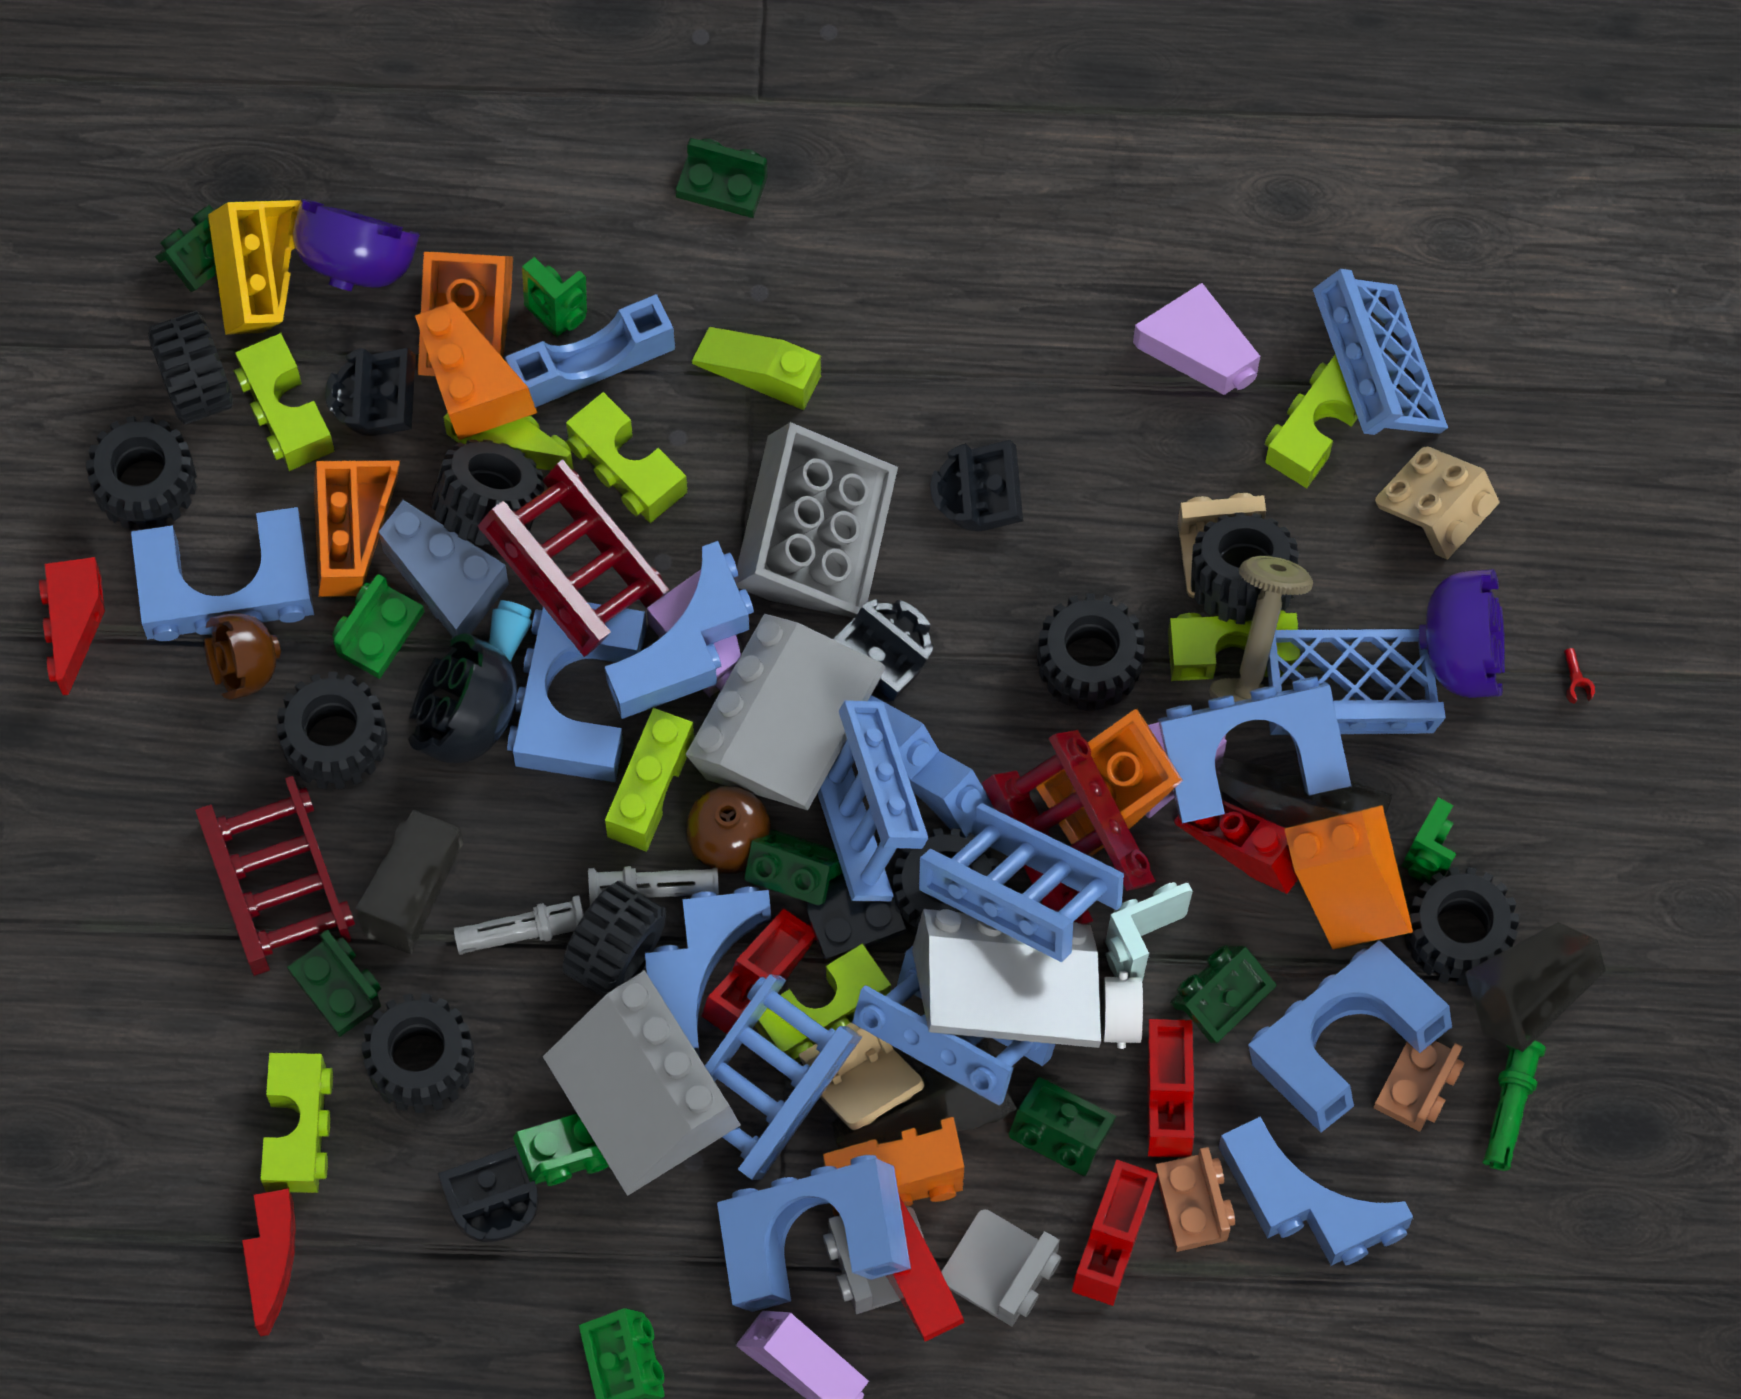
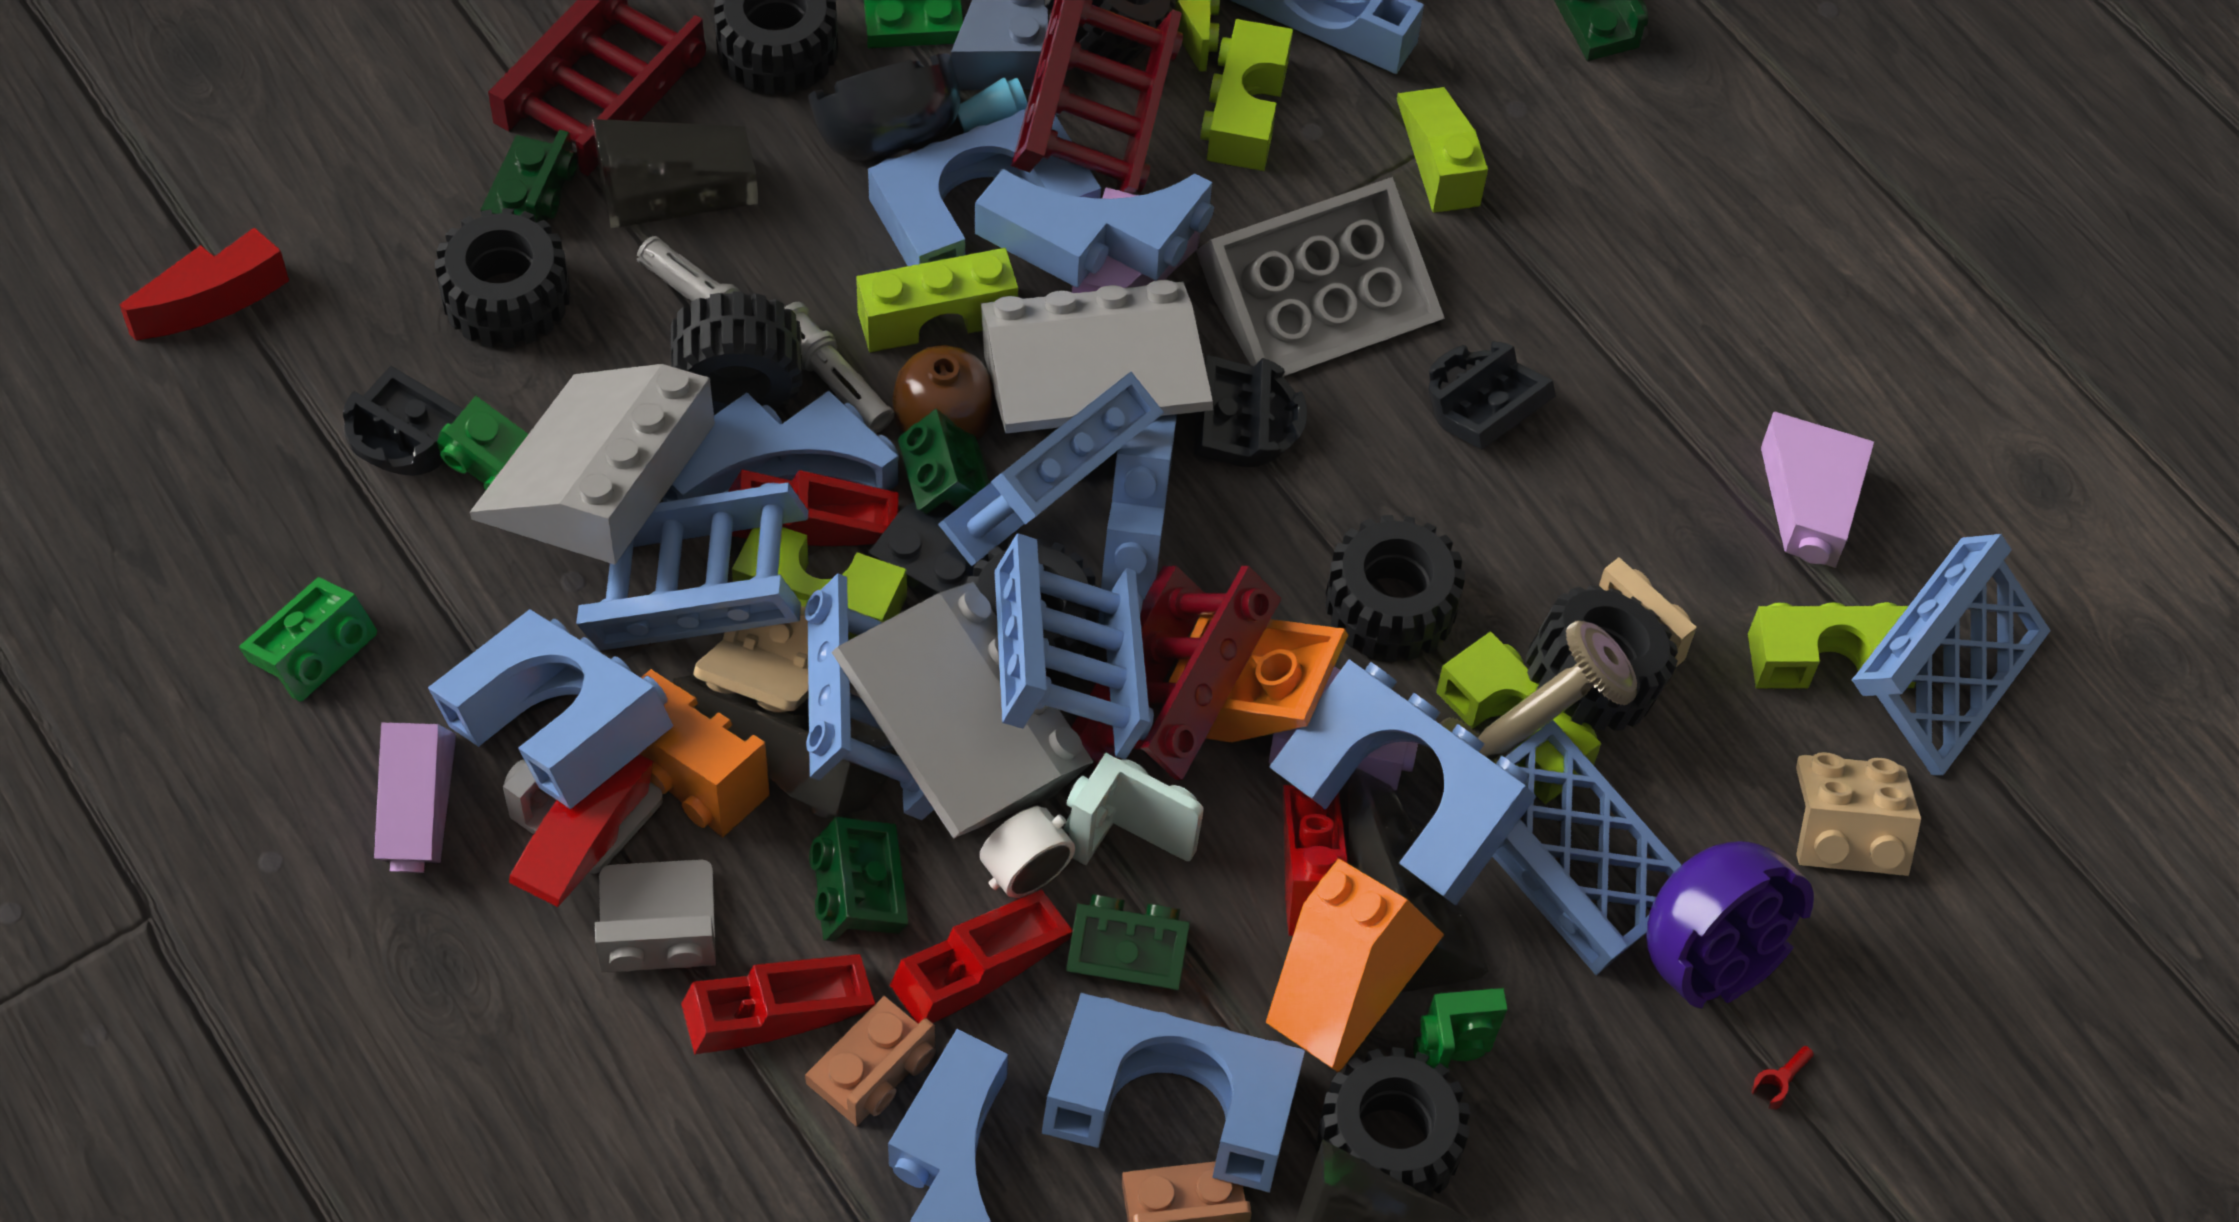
camera: 50 degrees right, 10 degrees down
(296, 1159) = (330, 250): lime arch -> none

